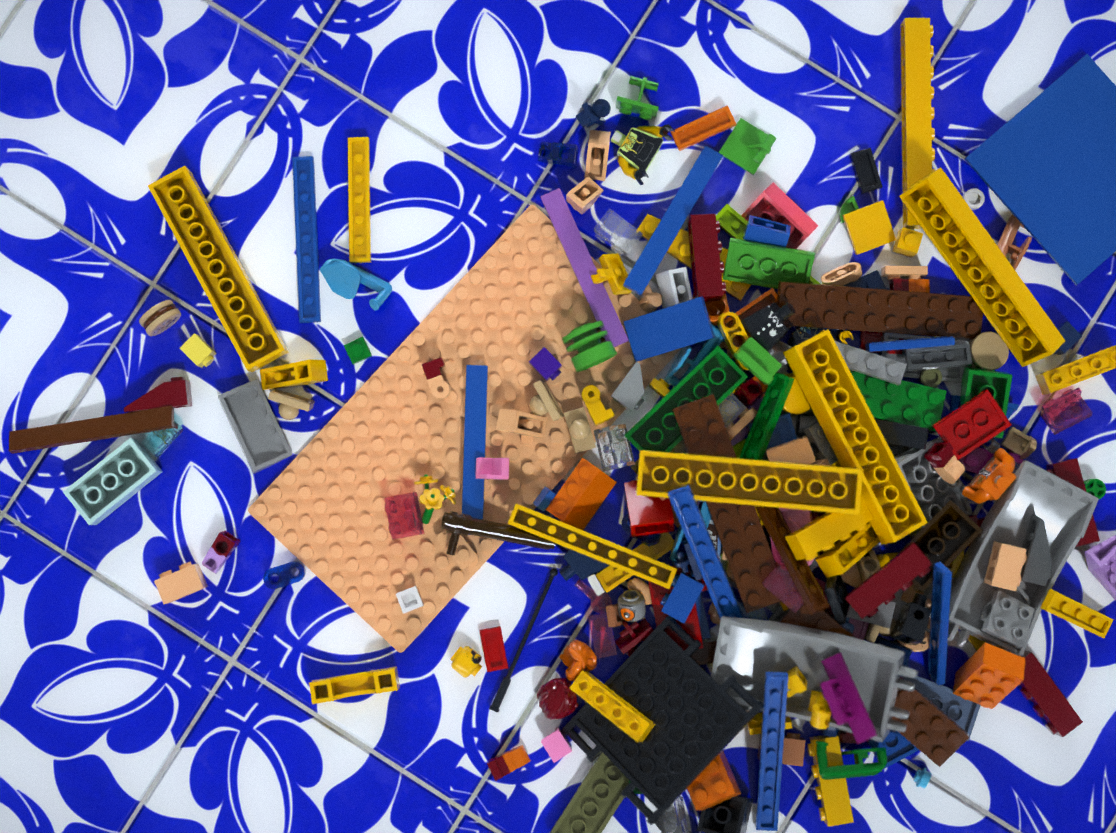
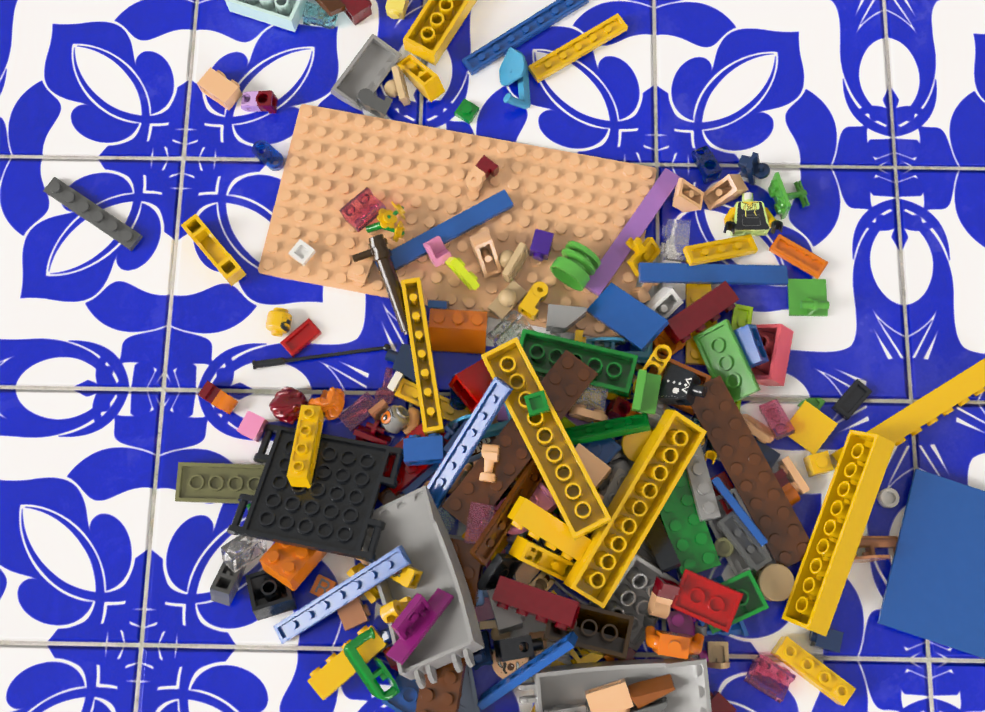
camera: 60 degrees right, 10 degrees down
(237, 784) = (93, 213): none -> dark grey plate
(288, 443) = (372, 103): none -> dark grey leg
(537, 454) = (466, 277): none -> neon yellow plate
(654, 198) = (720, 250): none -> yellow plate
(717, 472) = (536, 403): none -> green plate
(731, 541) = (490, 454): none -> light nougat leg
(747, 763) = (322, 585): none -> orange tile
(845, 252) = (776, 419): none -> clear pink plate
(1020, 524) = (649, 690): none -> dark orange slope

